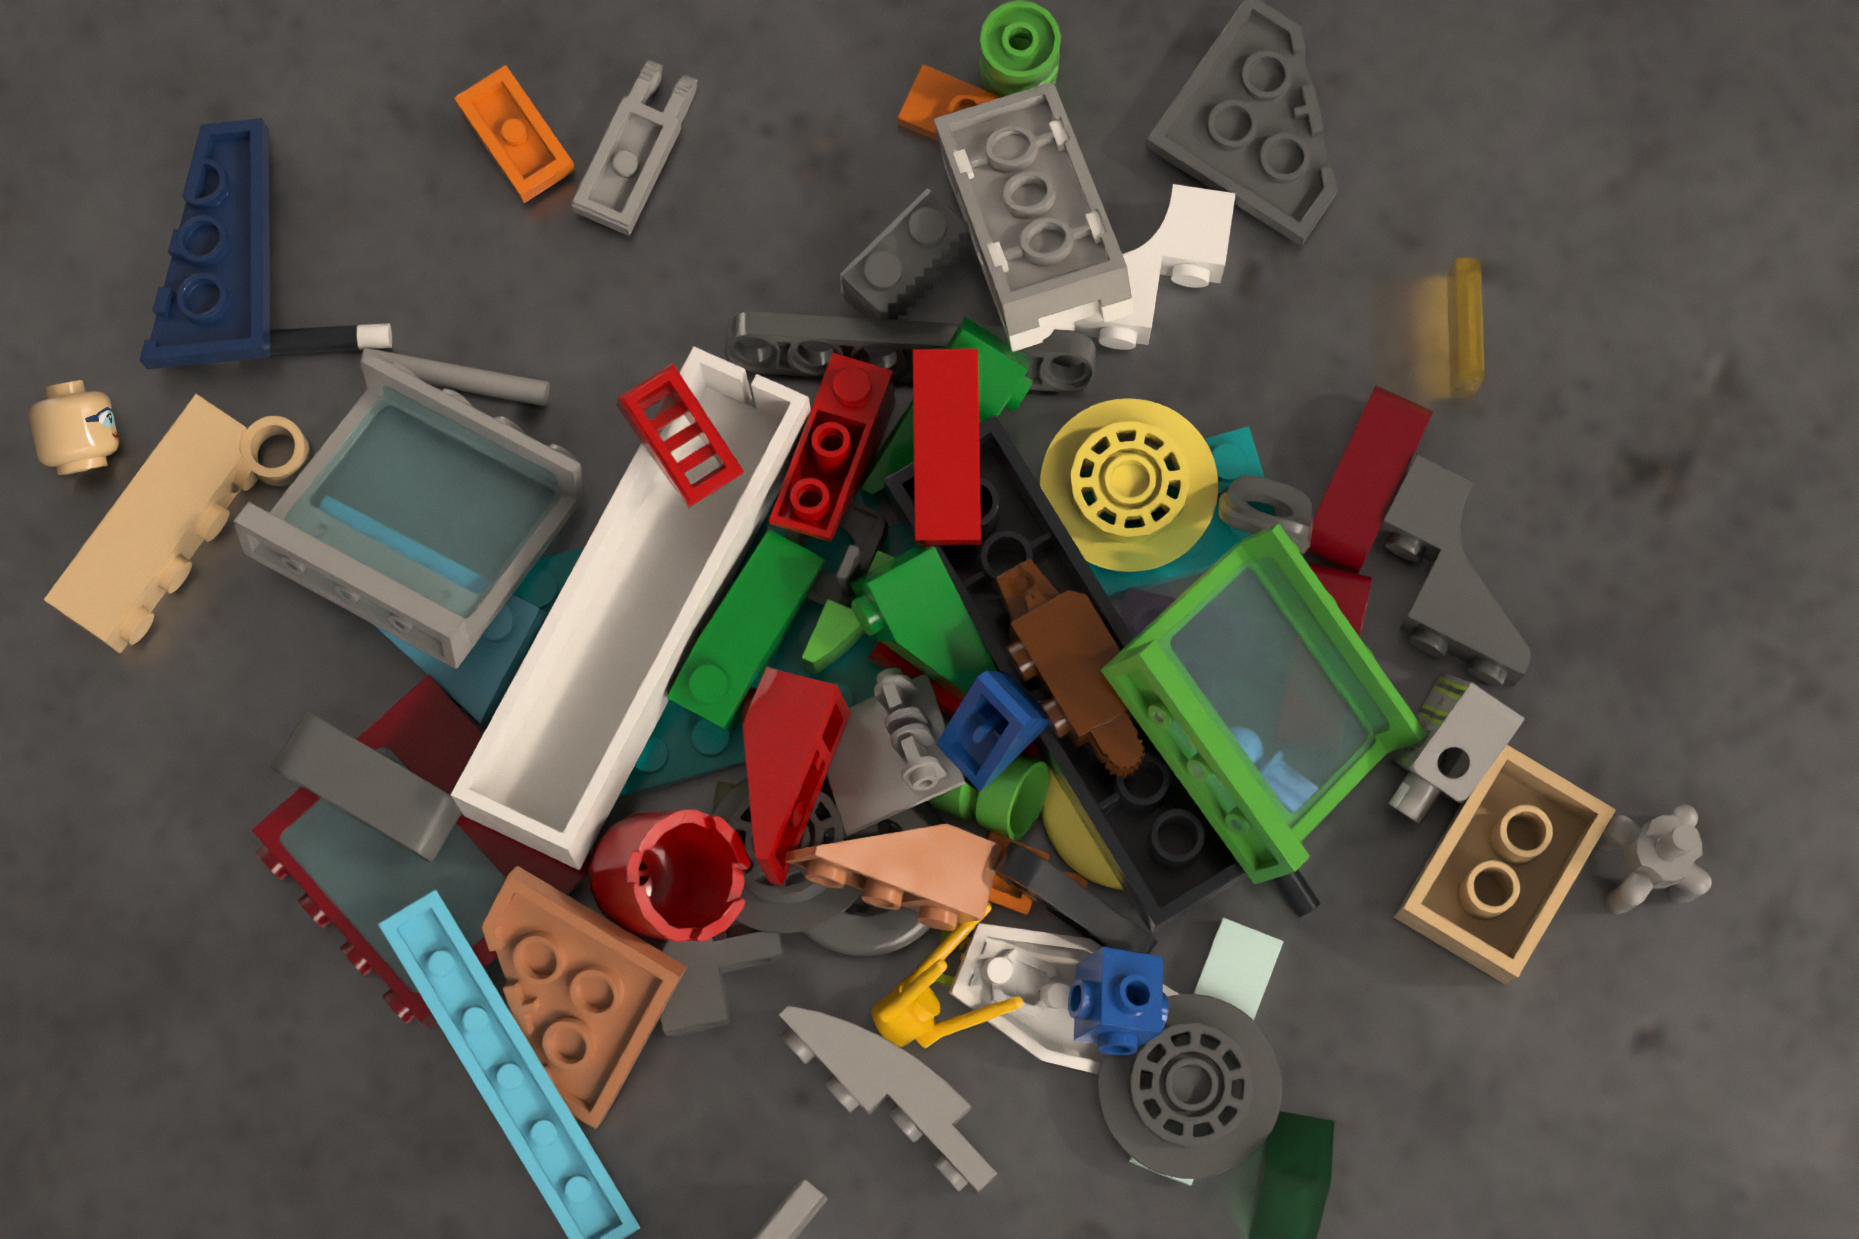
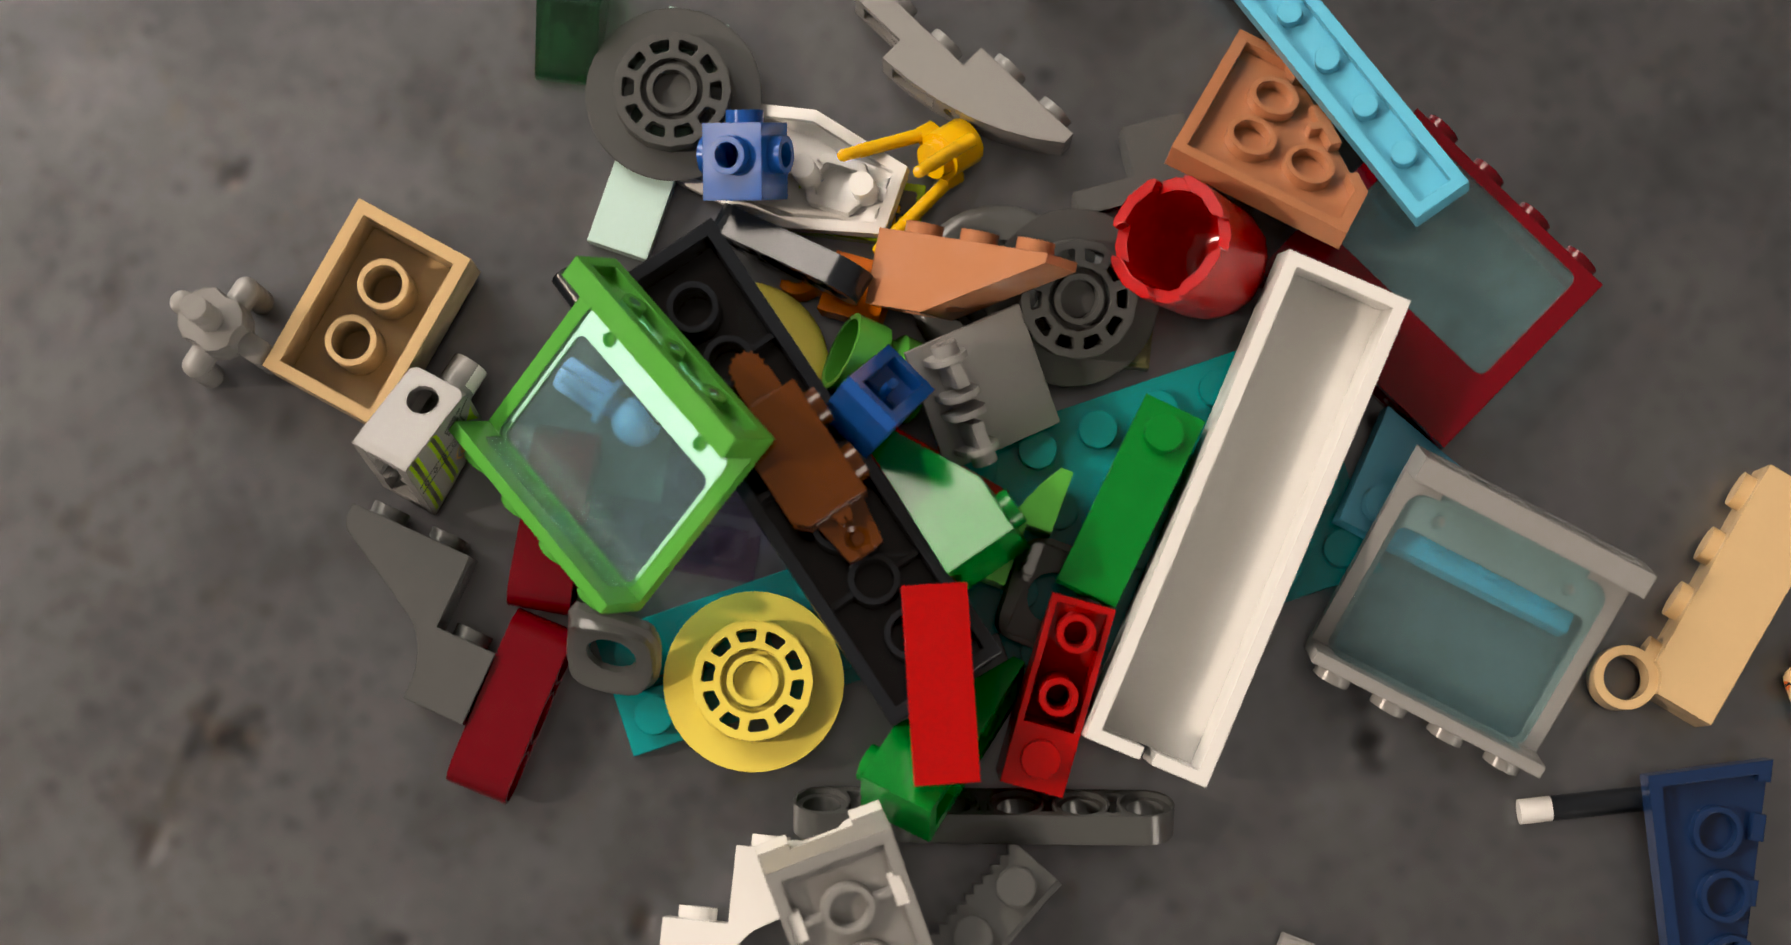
camera: 175 degrees right, 5 degrees up
(368, 786) = (1494, 324): dark grey beam -> none
(470, 379) = (1444, 771): light grey bar -> none
(649, 393) = (1249, 726): red slope -> none
(789, 745) = (1082, 378): red slope -> none
(1465, 327) = (413, 870): clear yellow tile -> none

